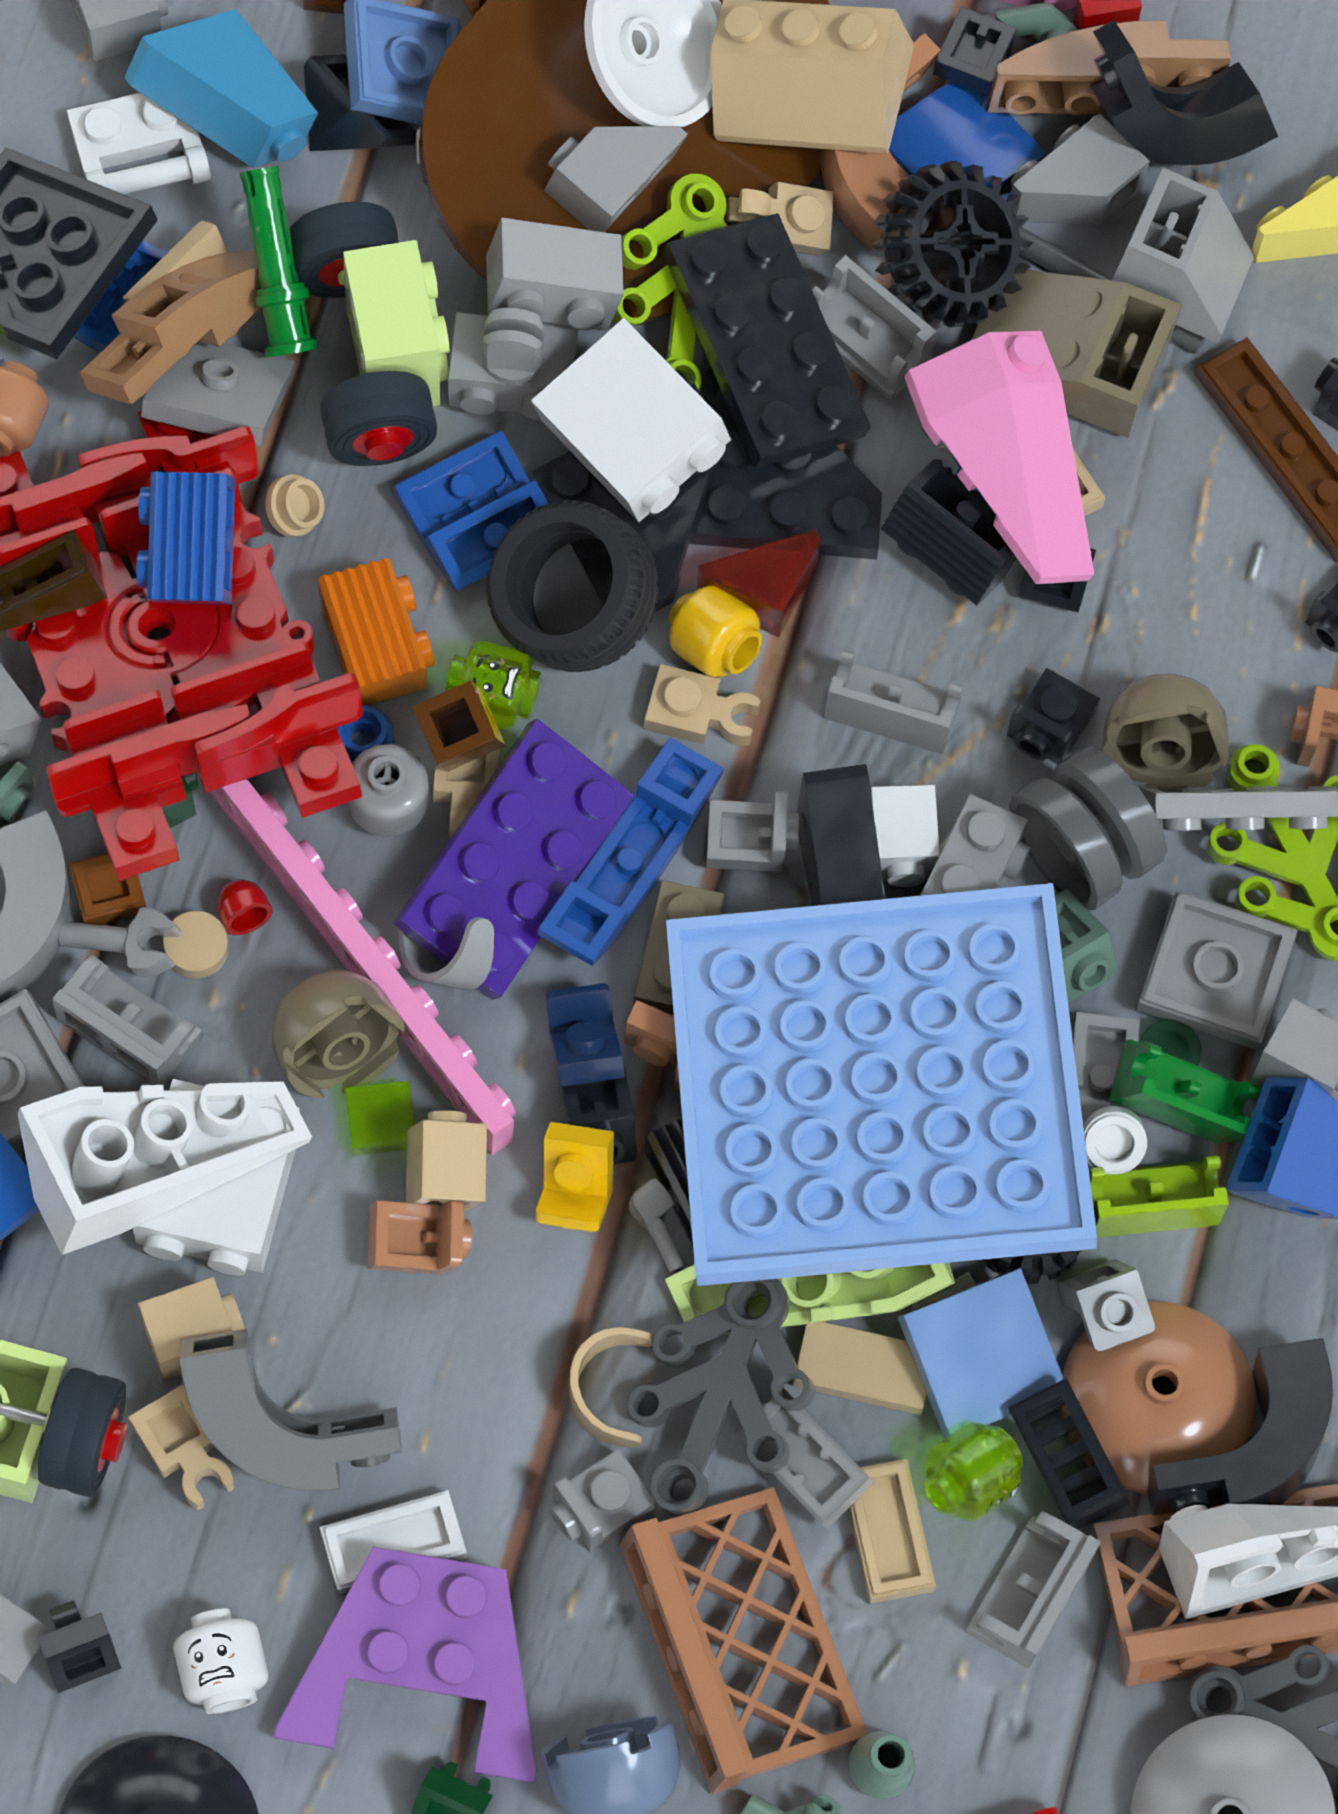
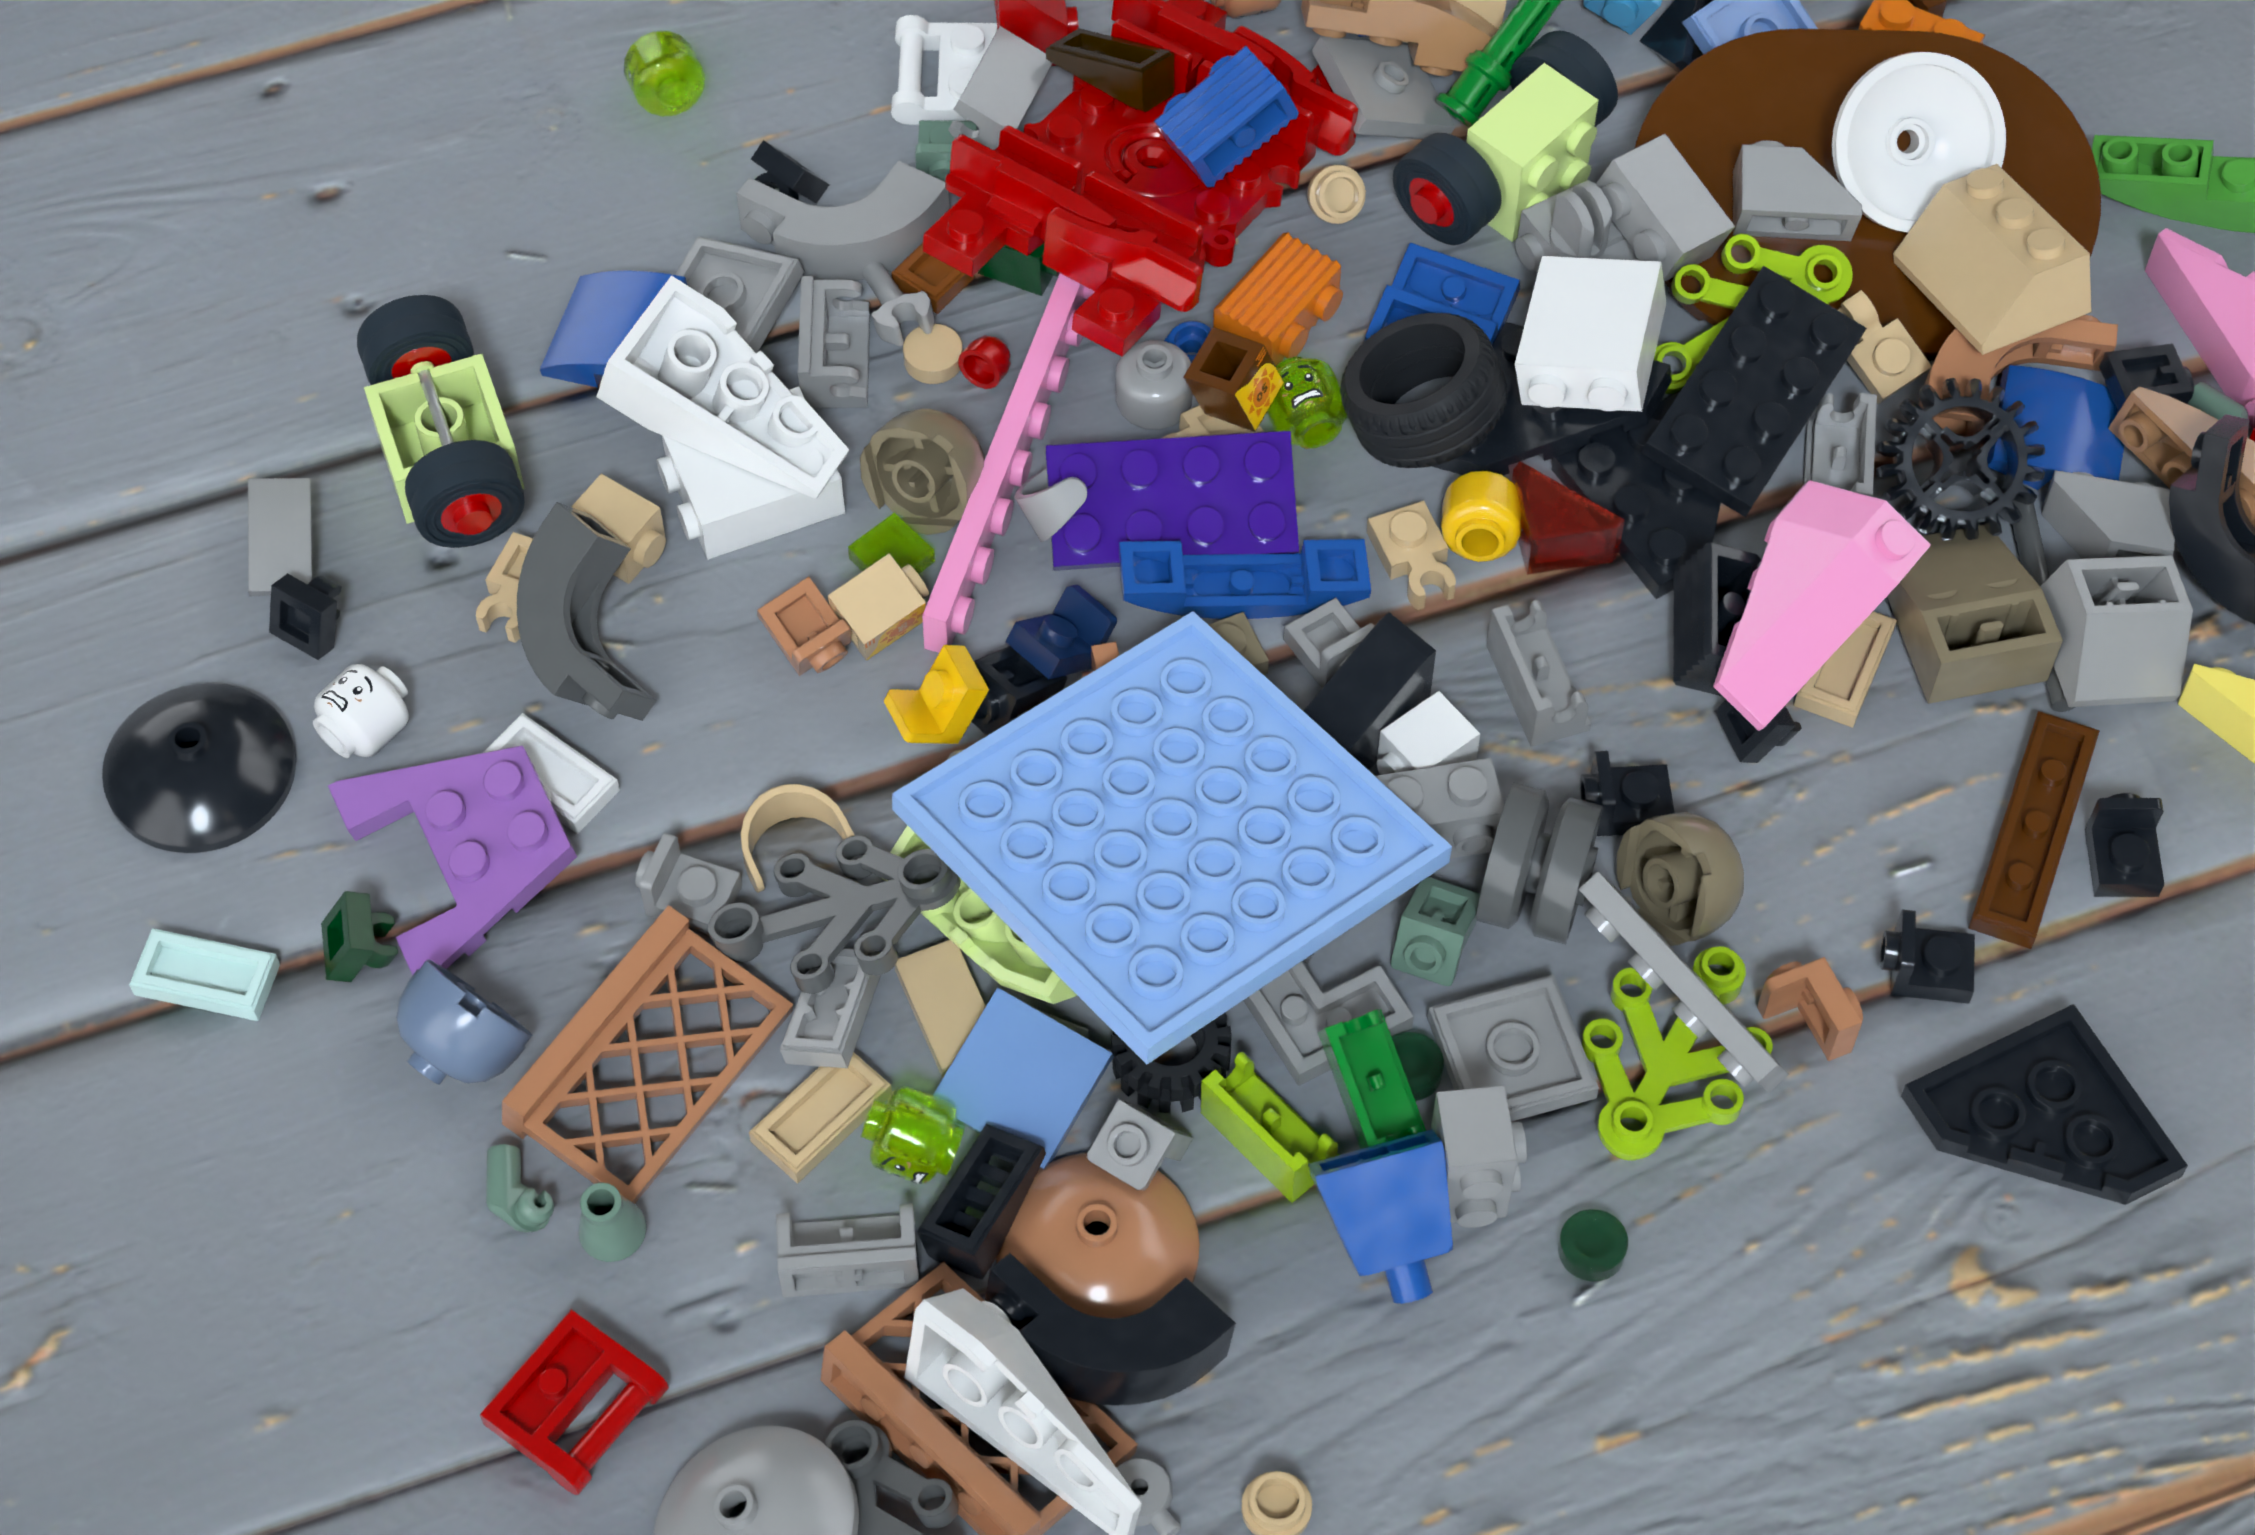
camera: 60 degrees right, 10 degrees down
(1114, 1139) = (1286, 1058): white tile -> none

